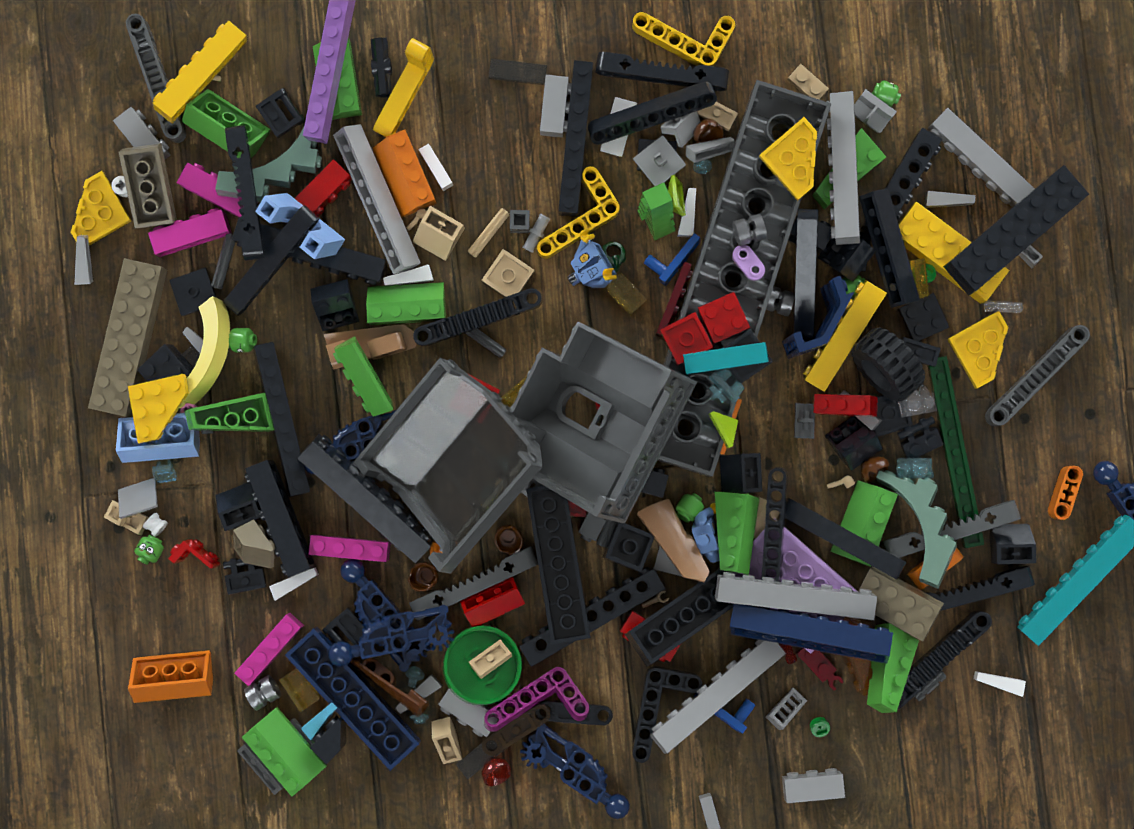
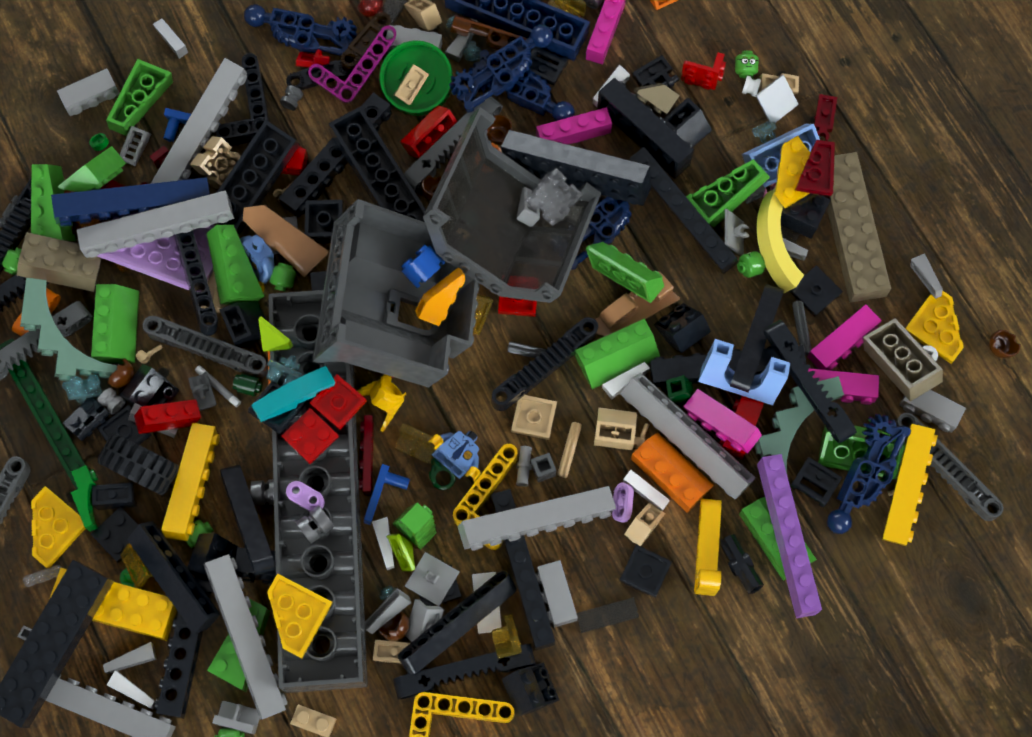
camera: 160 degrees right, 15 degrees down
(46, 167) = (1004, 344): none -> reddish brown hair
(98, 464) = (825, 115): none -> dark red plate
(135, 395) = (819, 170): none -> dark red wing
(230, 95) = (869, 485): none -> dark blue arm
(243, 375) = (735, 232): none -> light grey piece
(340, 195) = (723, 421): none -> dark pink brick
(364, 243) = (679, 389): none -> dark green brick
(401, 472) = (554, 196): none -> clear brick
(436, 469) = (526, 213): none -> light grey slope
(450, 136) = (644, 524): none -> tan slope
(461, 164) = (624, 502): none -> lavender plate
(467, 95) = (645, 571): none -> black plate
(546, 172) = (536, 517): none -> light grey brick
(553, 405) = (437, 300): none -> light orange slope
(557, 443) = (422, 266): none -> blue brick
(577, 732) = (307, 59): none -> red slope
(611, 32) = (530, 689): none -> black slope
(613, 697) = (291, 97): none -> dark grey wheel
(615, 80) = (506, 639): none -> clear yellow panel
(638, 339) = (385, 396): none -> yellow helmet
(711, 649) = (216, 161): none -> tan brick
(760, 412) = (247, 384): none -> dark green brick
(763, 762) = (138, 95): none -> bright green wedge
(764, 682) = (159, 156): none -> dark red plate
(779, 457) = (205, 346): none -> dark grey gear
(787, 423) = (219, 387): none -> light grey bar
(836, 302) = (213, 456): dark blue panel -> none
(837, 682) = (95, 172): none -> bright green slope
(844, 539) = (129, 296): black beam -> none
(891, 447) = (111, 401): none -> light grey wheel
(918, 403) = (93, 449): clear plate -> none
(940, 374) = (85, 479): none -> green slope
(941, 628) = (10, 261): none -> bright green head
(958, 174) = (129, 689): none -> white piece

